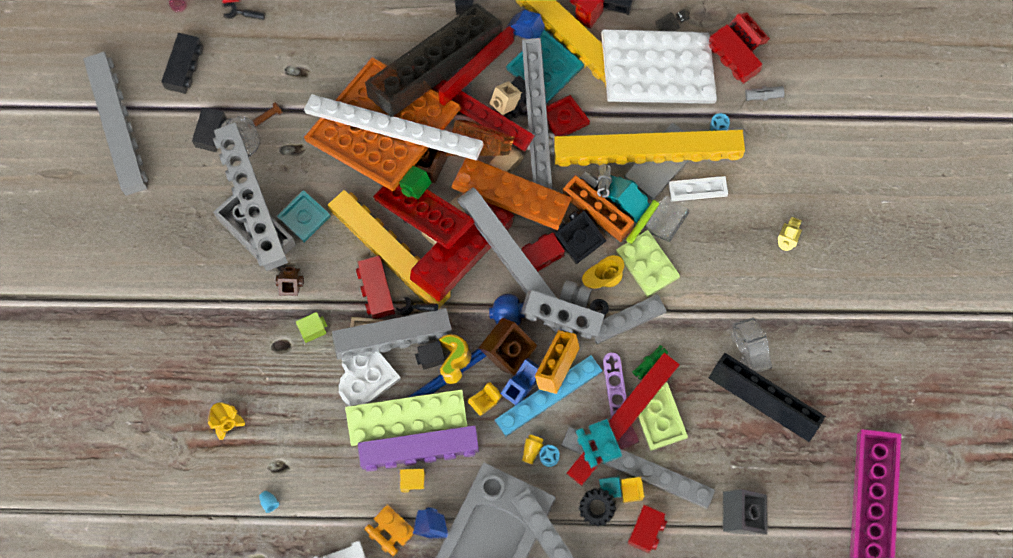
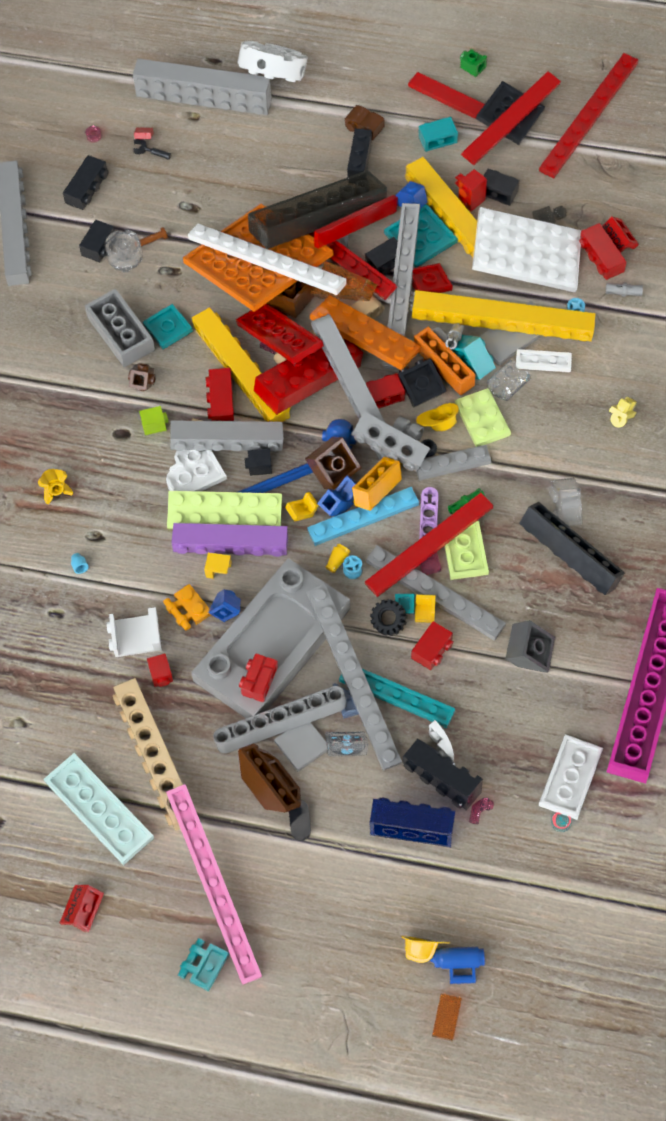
camera: 10 degrees right, 10 degrees down
(275, 256) = (119, 284): light grey brick -> none
(415, 182) = (276, 308): green brick -> none
(420, 307) = (258, 417): black piece -> none
(458, 358) = (284, 465): yellow animal -> none
(505, 98) = (376, 250): tan brick -> none
(604, 441) = (407, 559): teal plate -> none
(642, 221) = (483, 378): lime piece -> none

